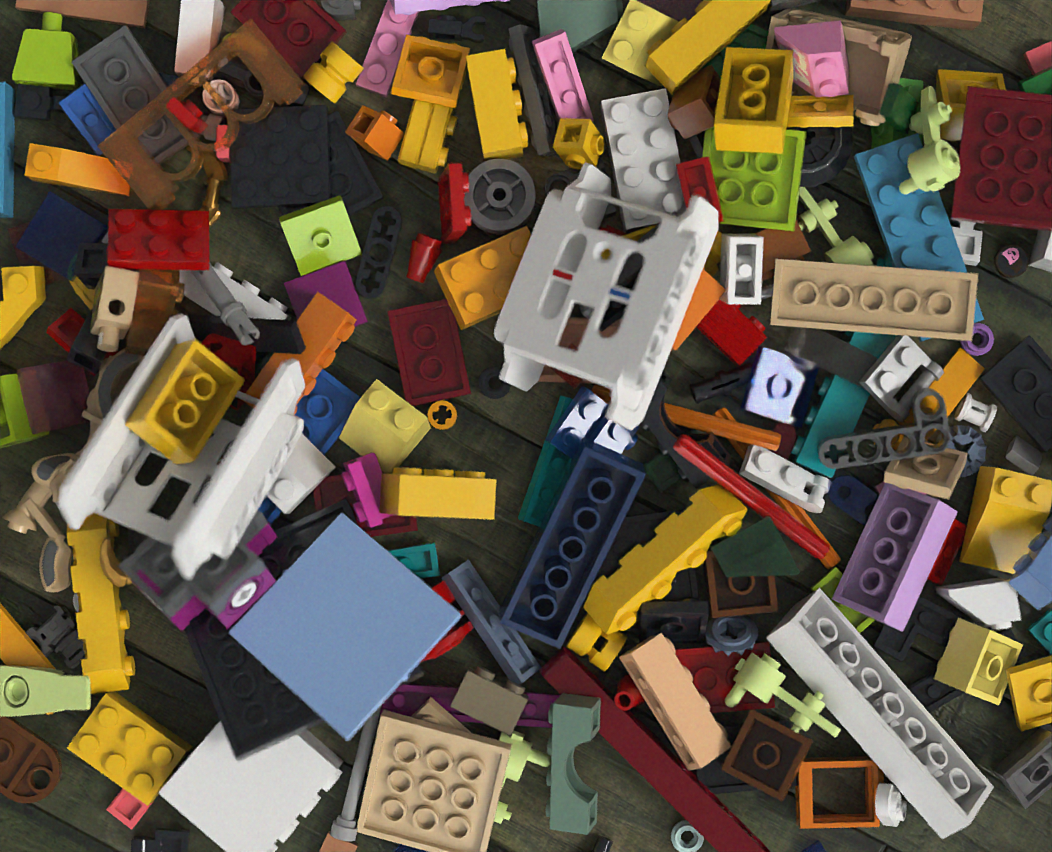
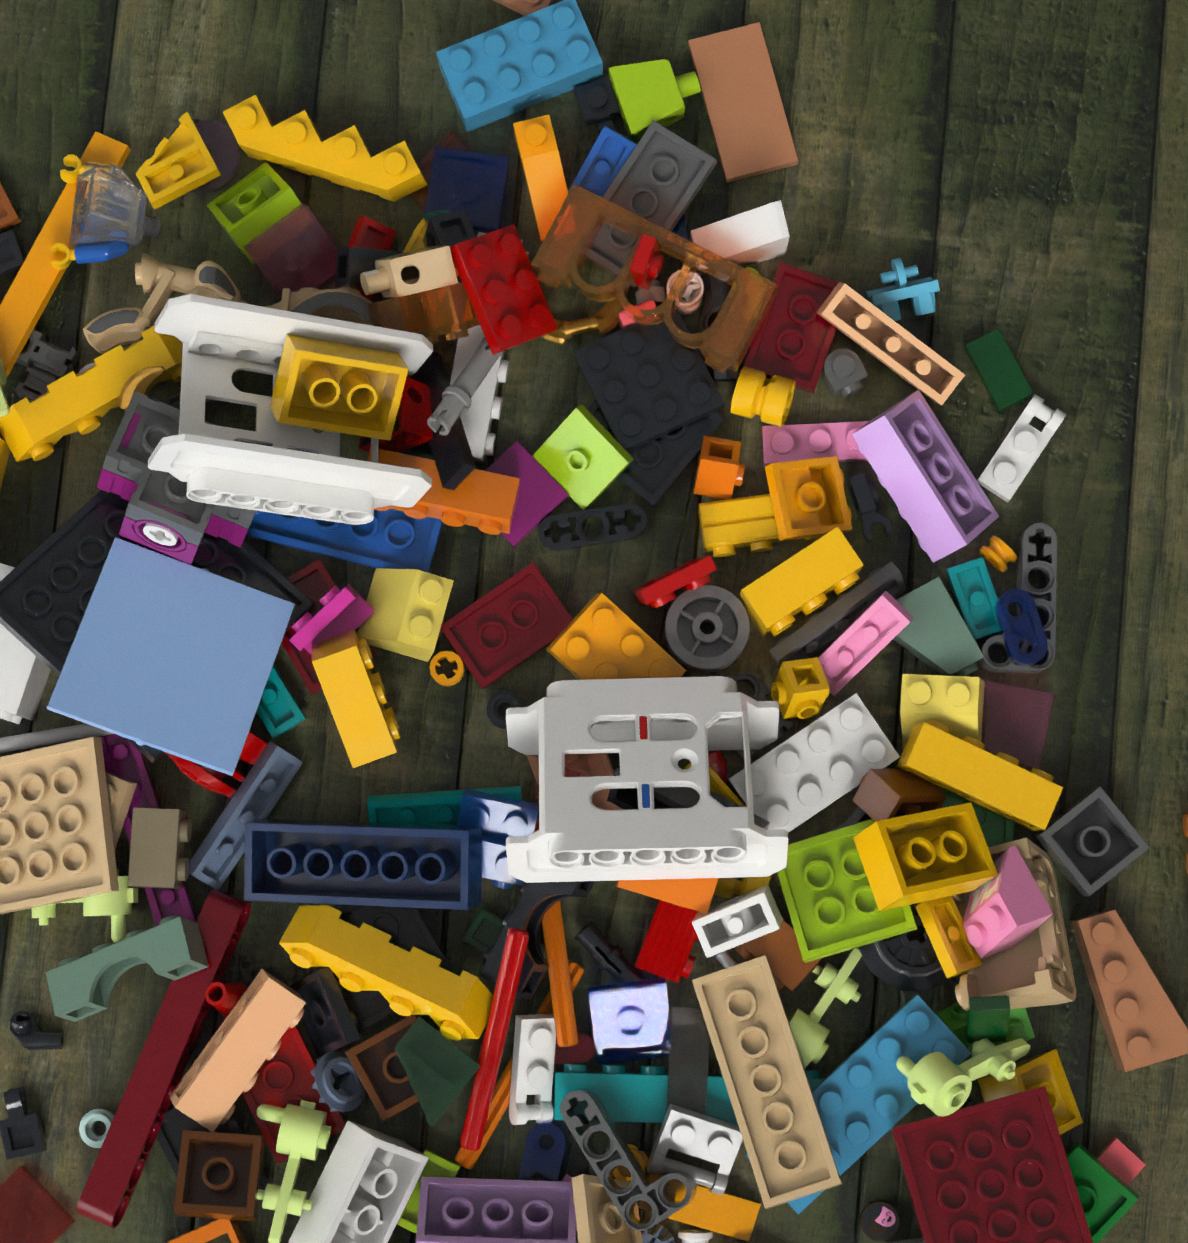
camera: 70 degrees right, 5 degrees down
(299, 475) = (316, 542): white slope -> none
(423, 256) = (608, 575): red cone -> none
(585, 637) = (268, 923): yellow wheel -> none
(698, 179) = (809, 838): red plate -> none
(968, 241) = (877, 1162): white plate -> none
(986, 340) = (779, 1231): medium lavender plate -> none

